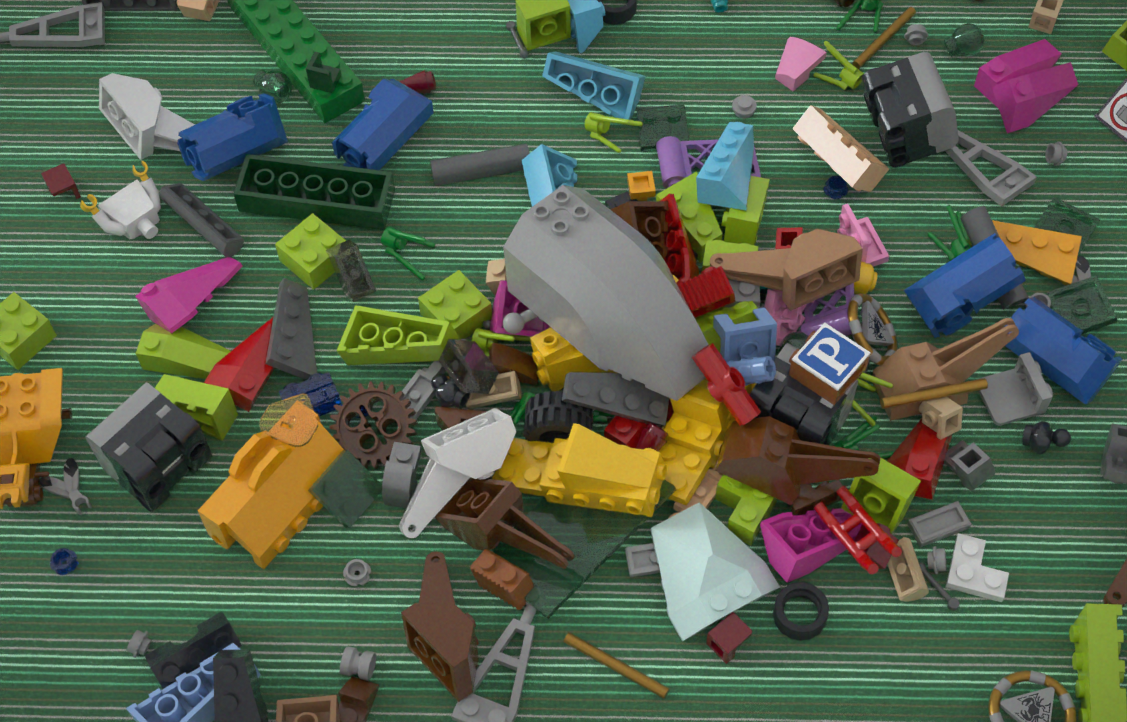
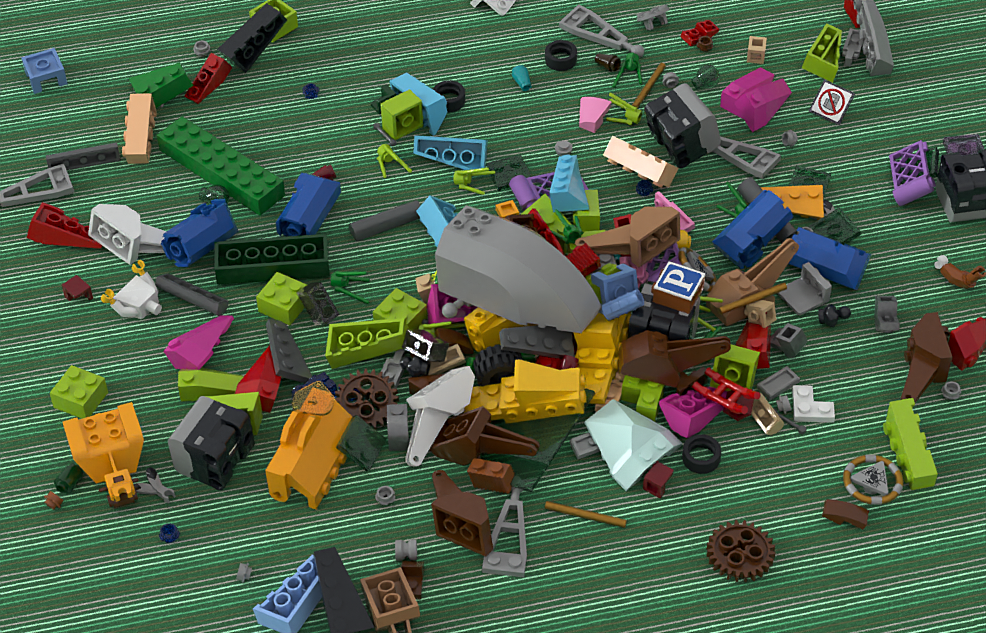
camera: 15 degrees left, 10 degrees down
(63, 90) = (54, 228): none -> red wedge
(173, 660) = (272, 575): black arch -> none
(322, 76) = (255, 180): dark green panel -> none
(510, 71) = (387, 154): none -> lime plant
(708, 242) = (570, 232): none -> green plant
(726, 384) = (613, 313): red piece -> none

